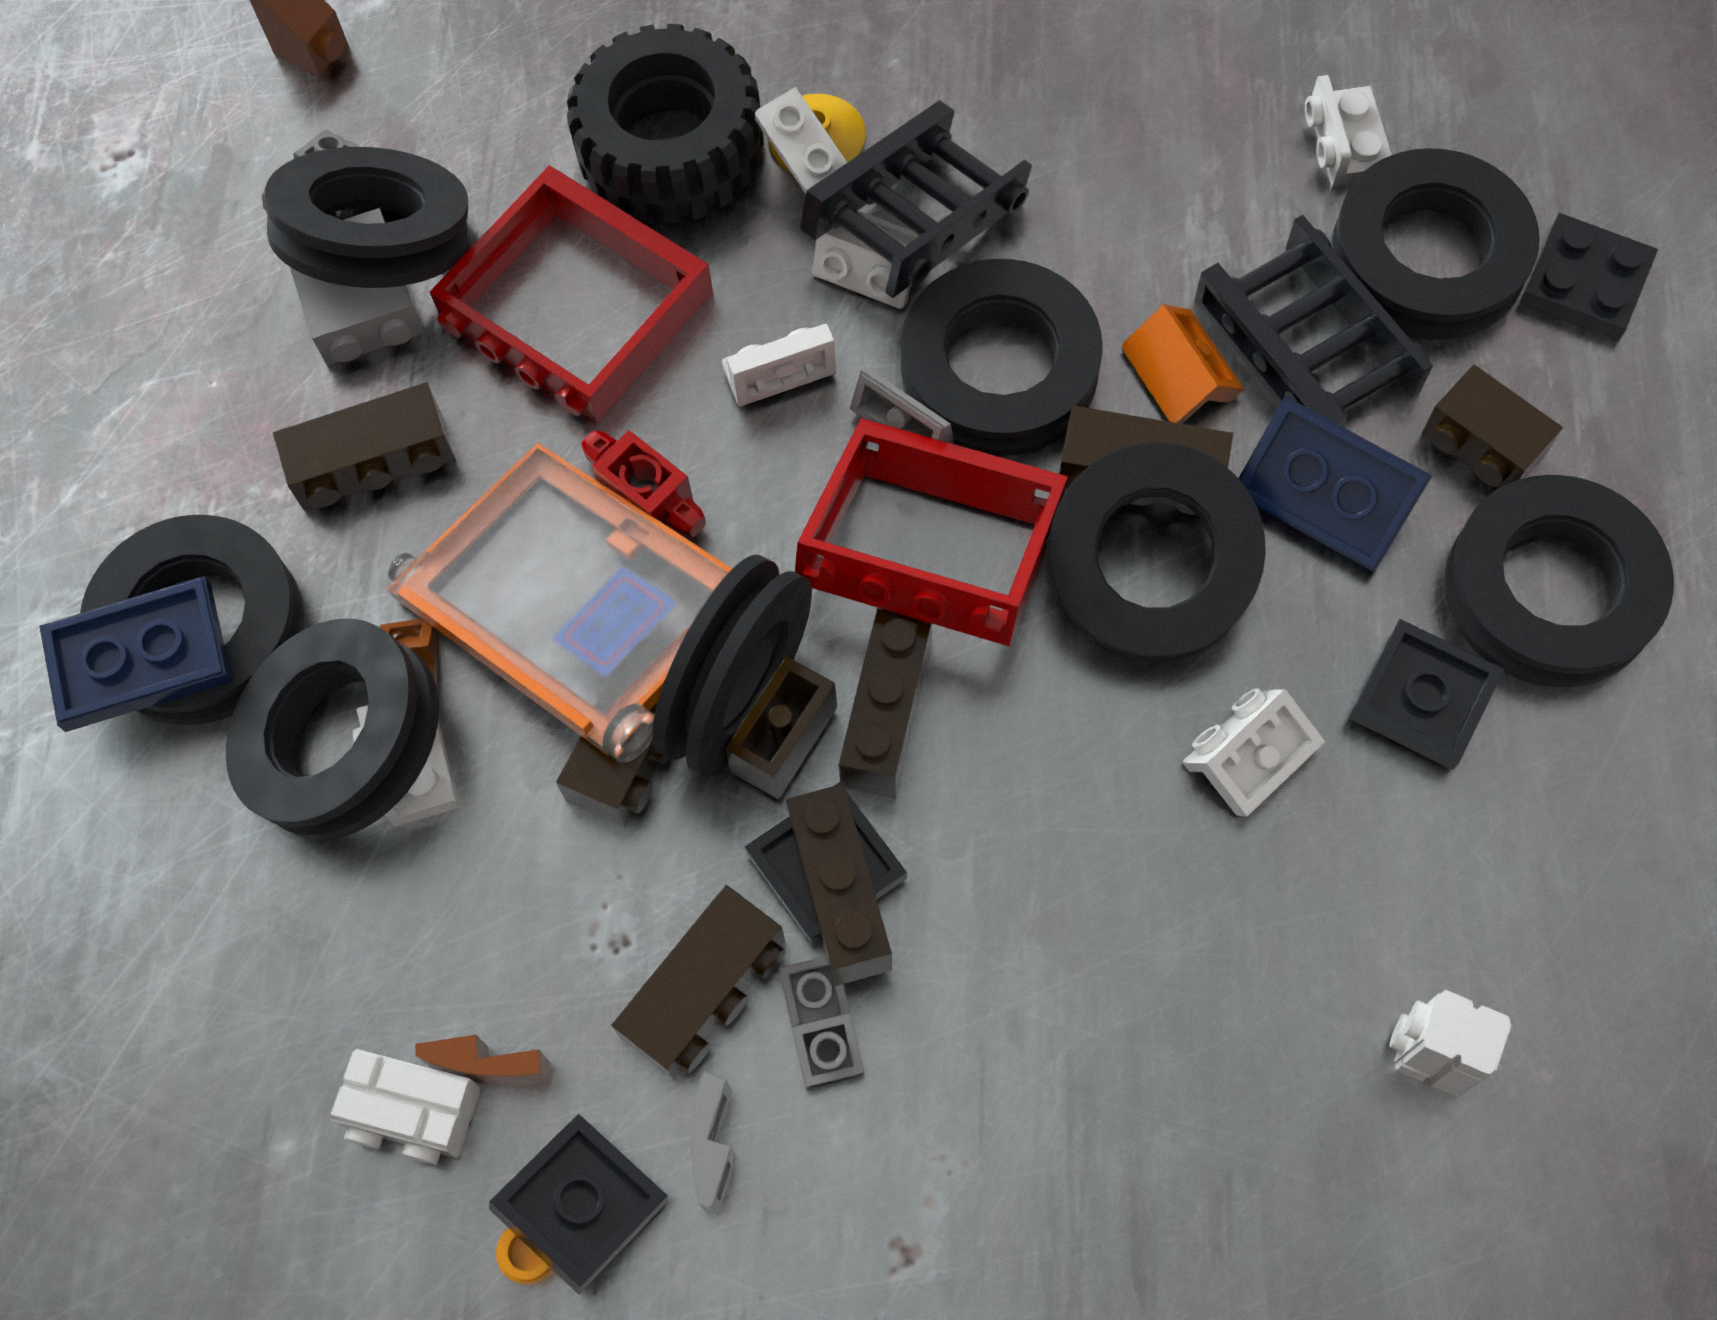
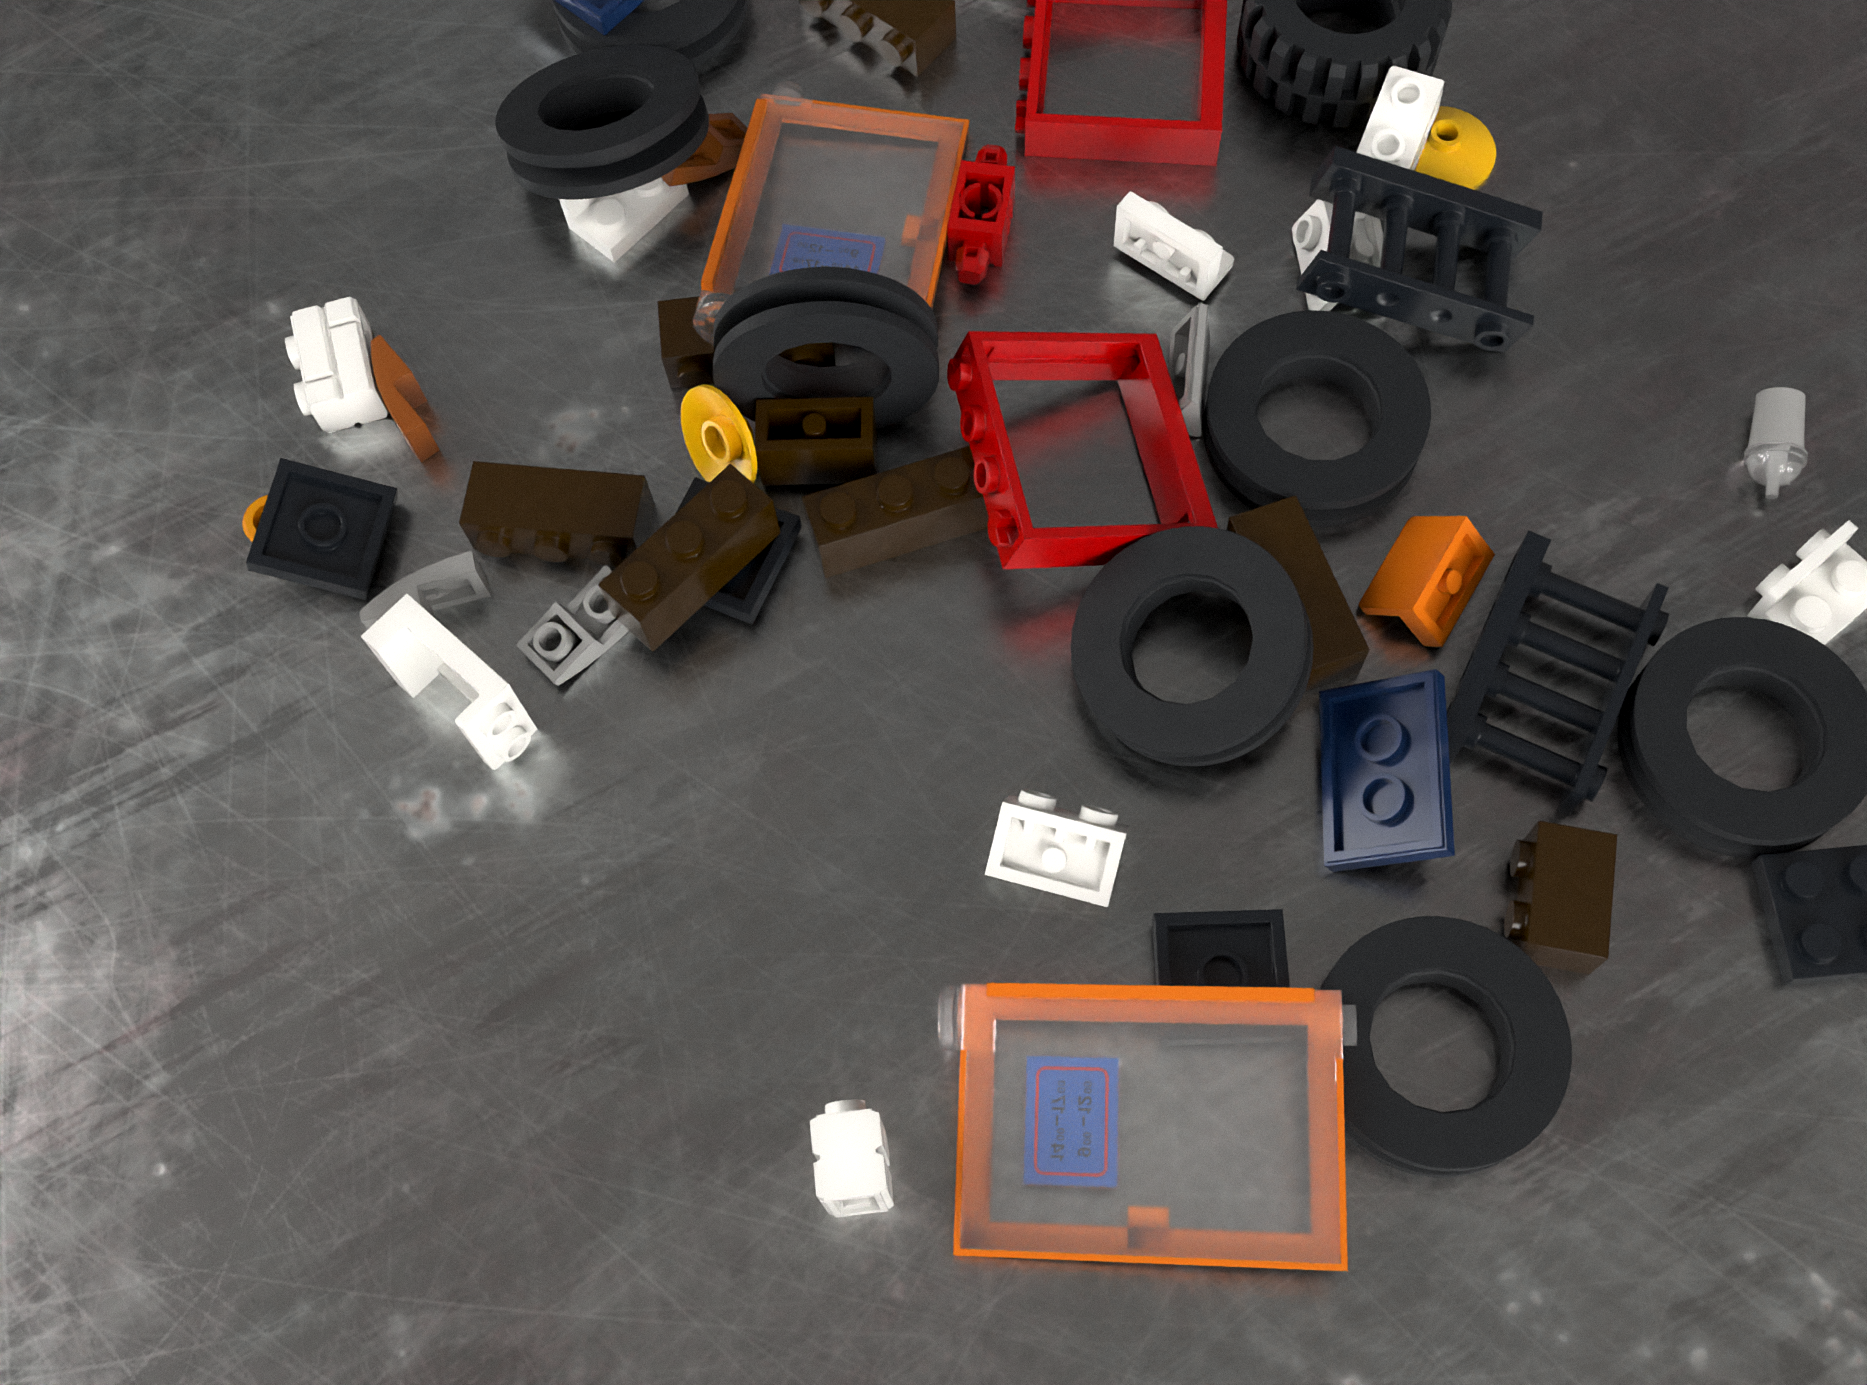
camera: 60 degrees right, 0 degrees up
(730, 804) = (717, 433): none -> yellow dish
(821, 1139) = (420, 648): none -> white panel
(1216, 79) = (1777, 438): none -> piece
(1518, 812) = (1150, 1123): none -> clear door

